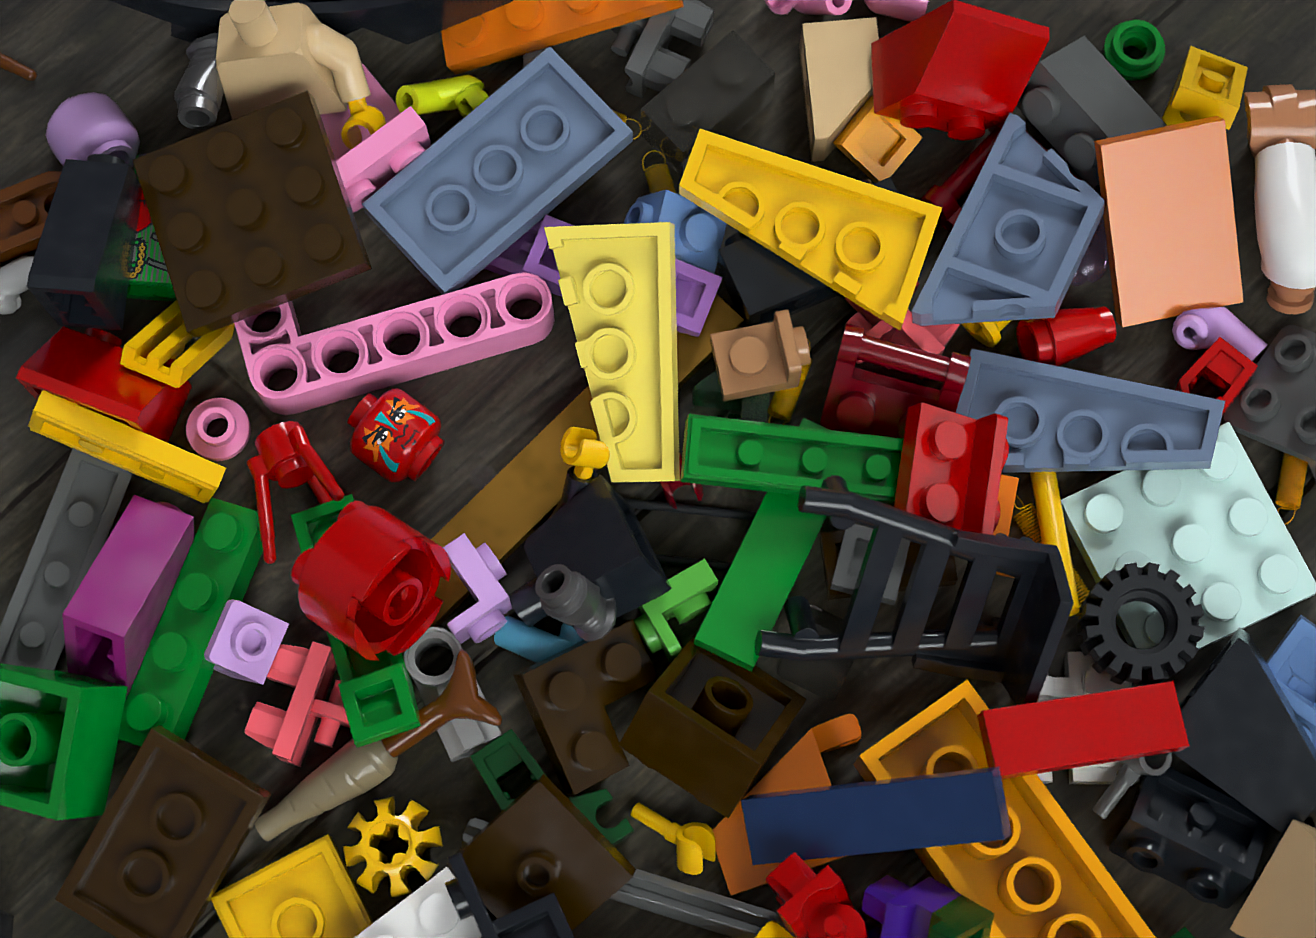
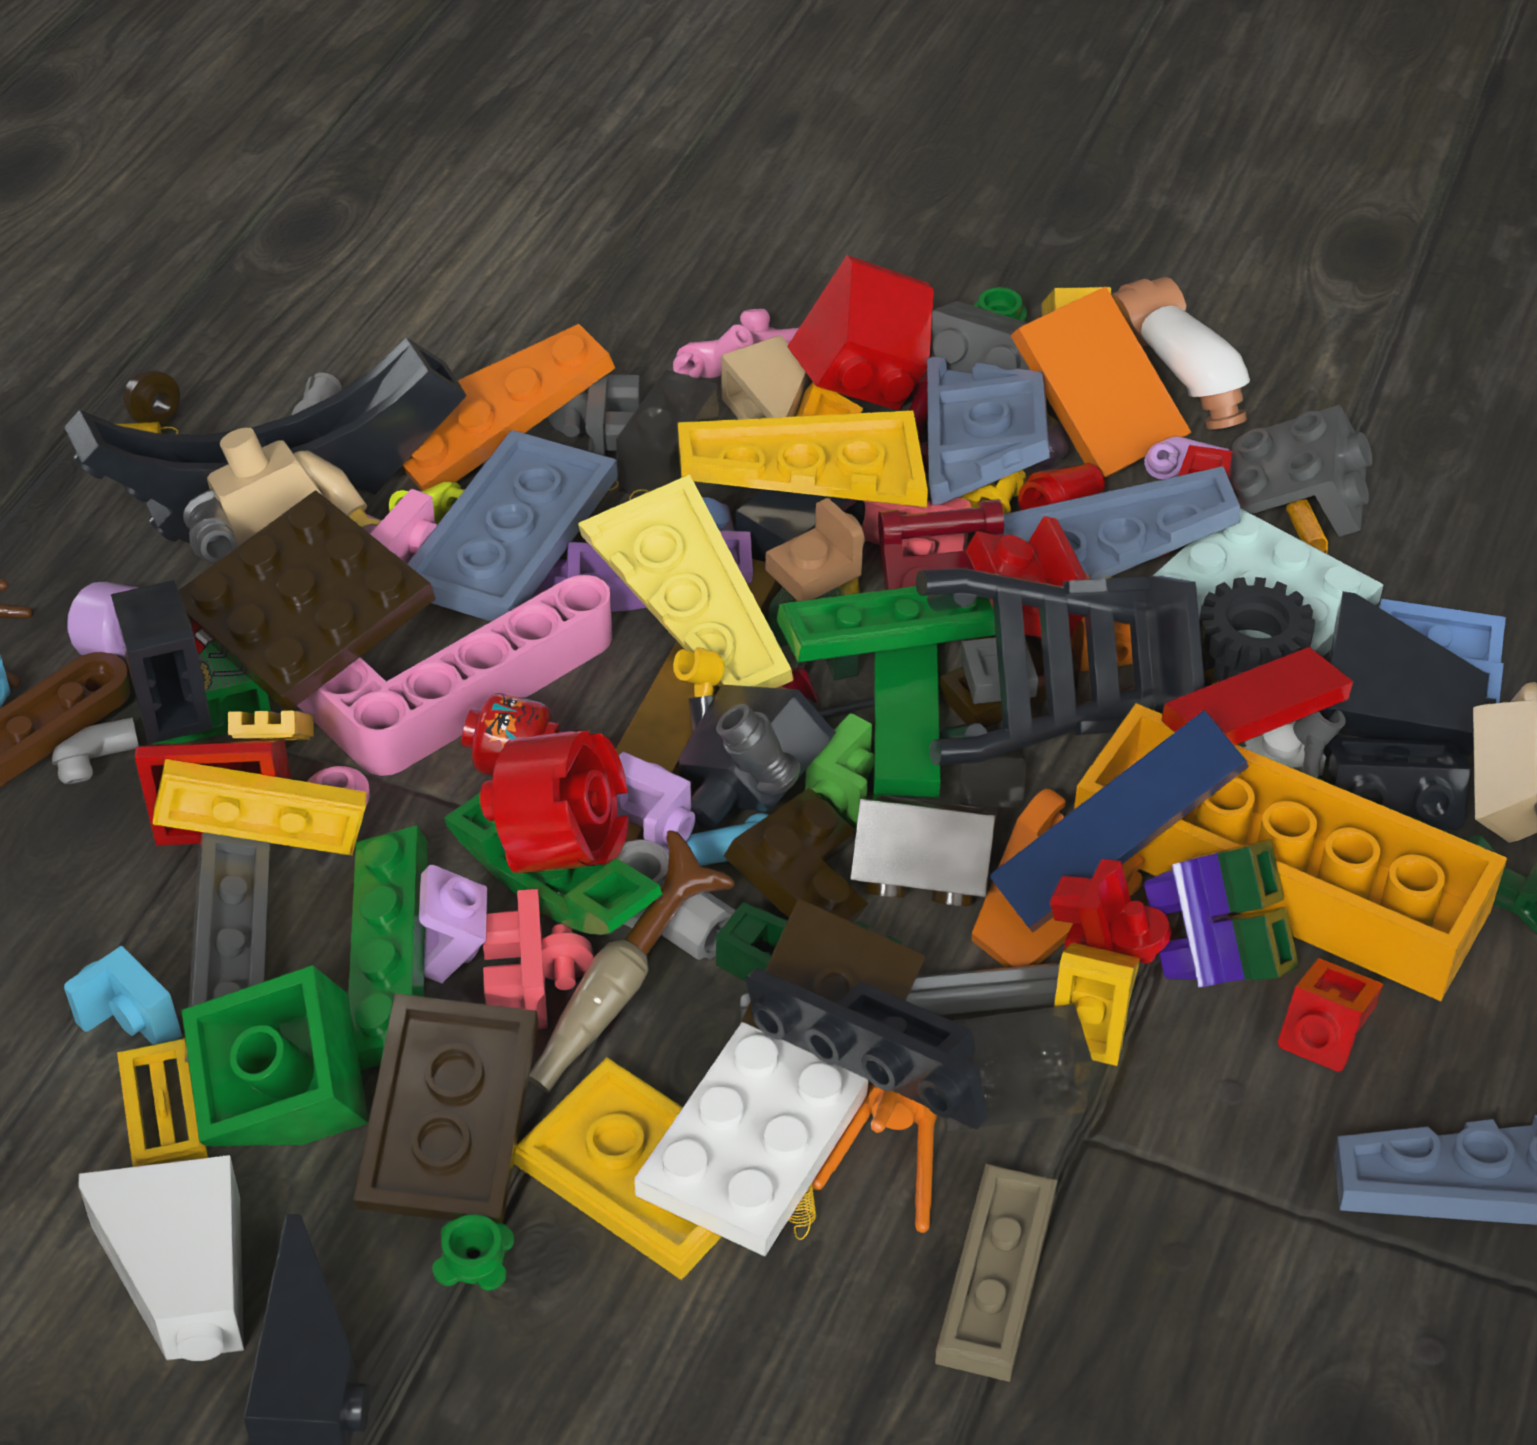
camera: 25 degrees left, 30 degrees down
(126, 591) = (312, 911): magenta slope -> none
(291, 461) = (417, 782): red plant -> none
(383, 829) = (677, 1032): yellow piece -> none
(692, 840) = (964, 940): yellow hand -> none

